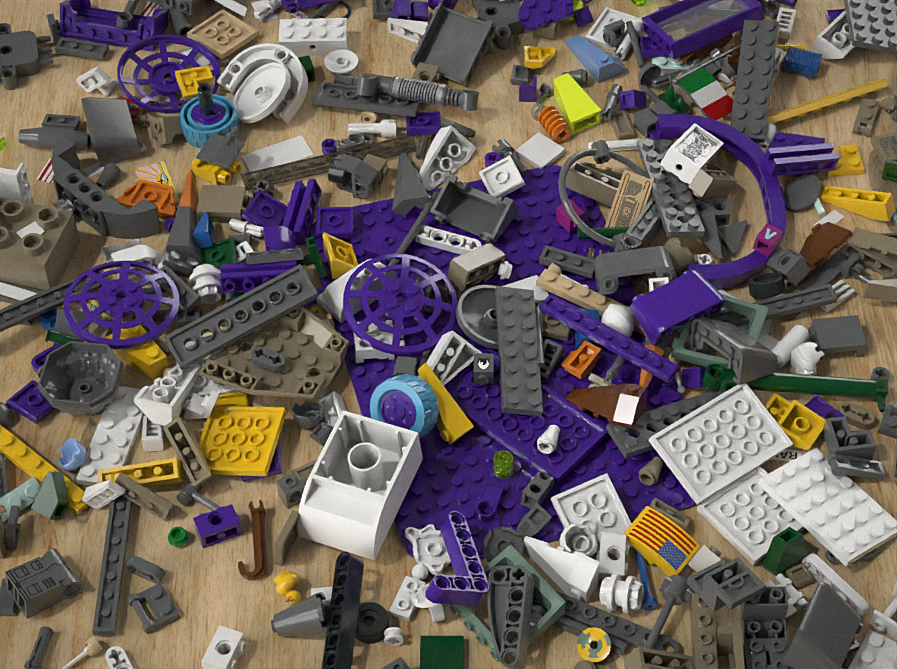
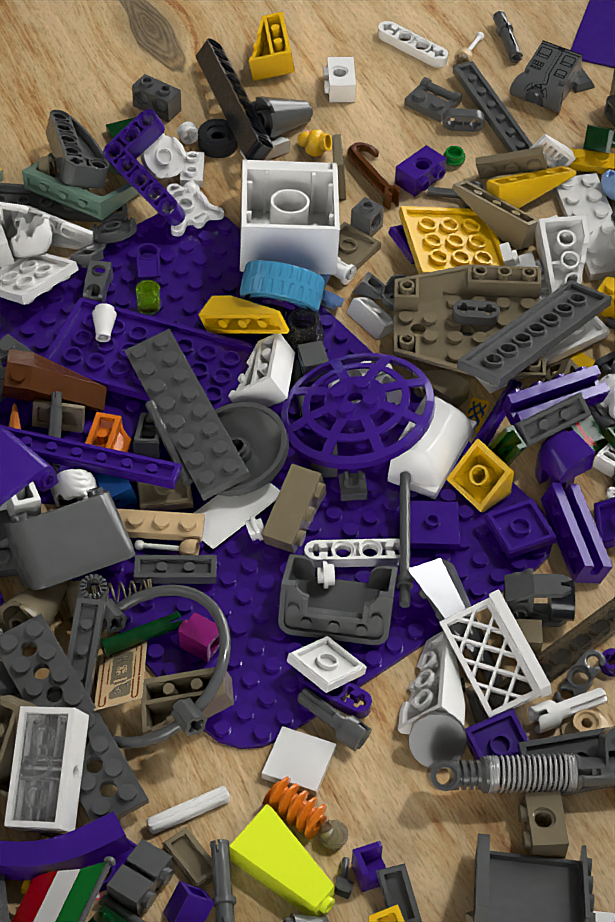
camera: 155 degrees right, 0 degrees up
(387, 150) = (517, 644): none -> white fence
(475, 225) = (326, 575): none -> white plate
(483, 368) = (216, 374): dark grey brick -> none
(539, 612) = (47, 165): none -> dark tan tile

